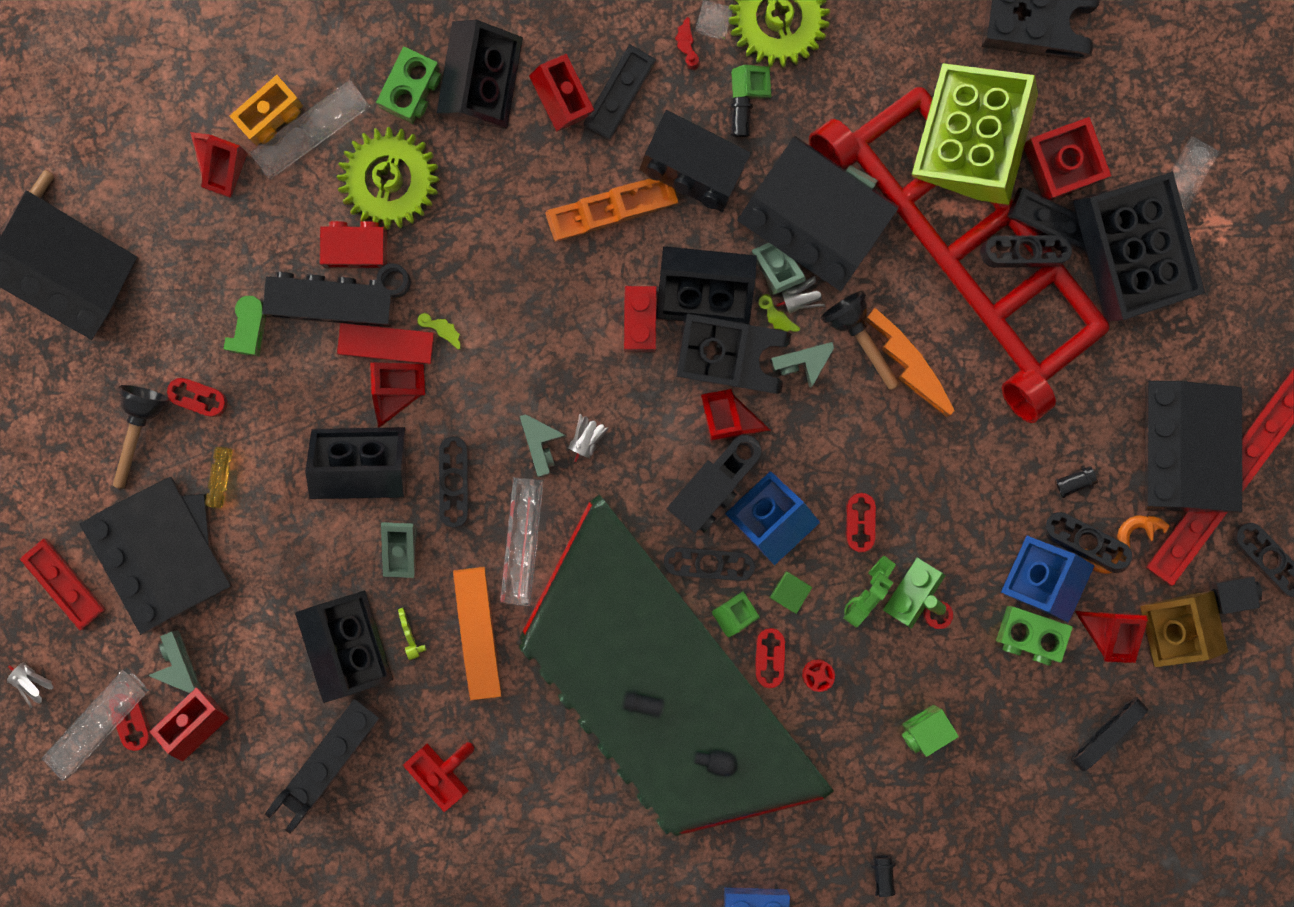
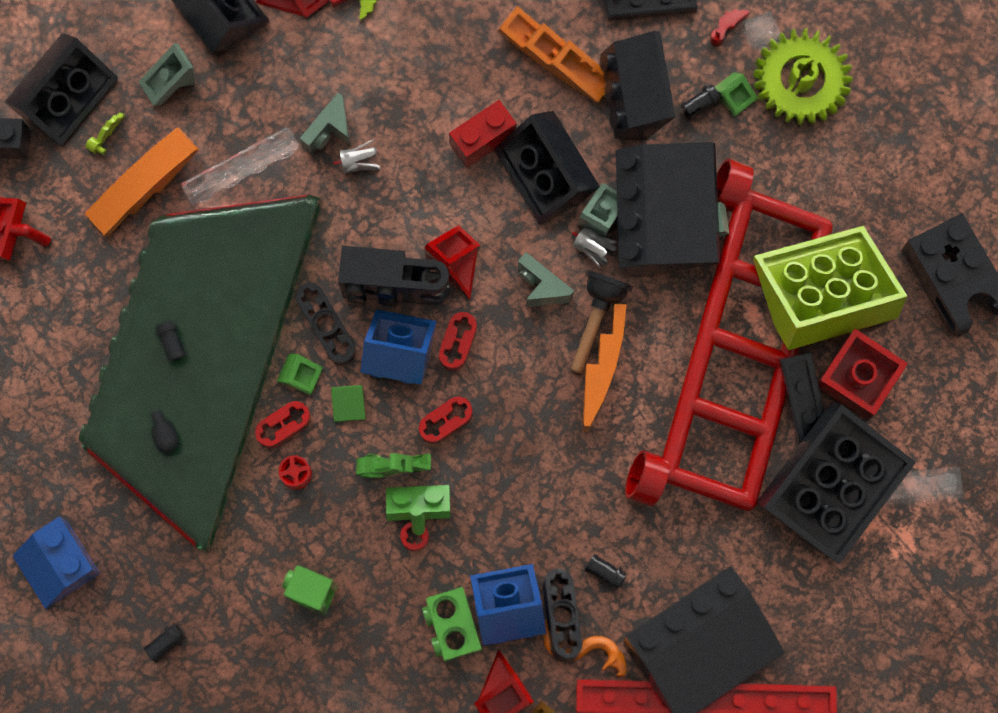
camera: 55 degrees right, 10 degrees down
(447, 505) = (228, 89): black beam -> none
(737, 355) = (509, 226): black brick -> none
(776, 317) = (563, 240): lime piece -> none
(807, 461) = (465, 343): none -> red beam
(1015, 260) = (755, 368): black beam -> none

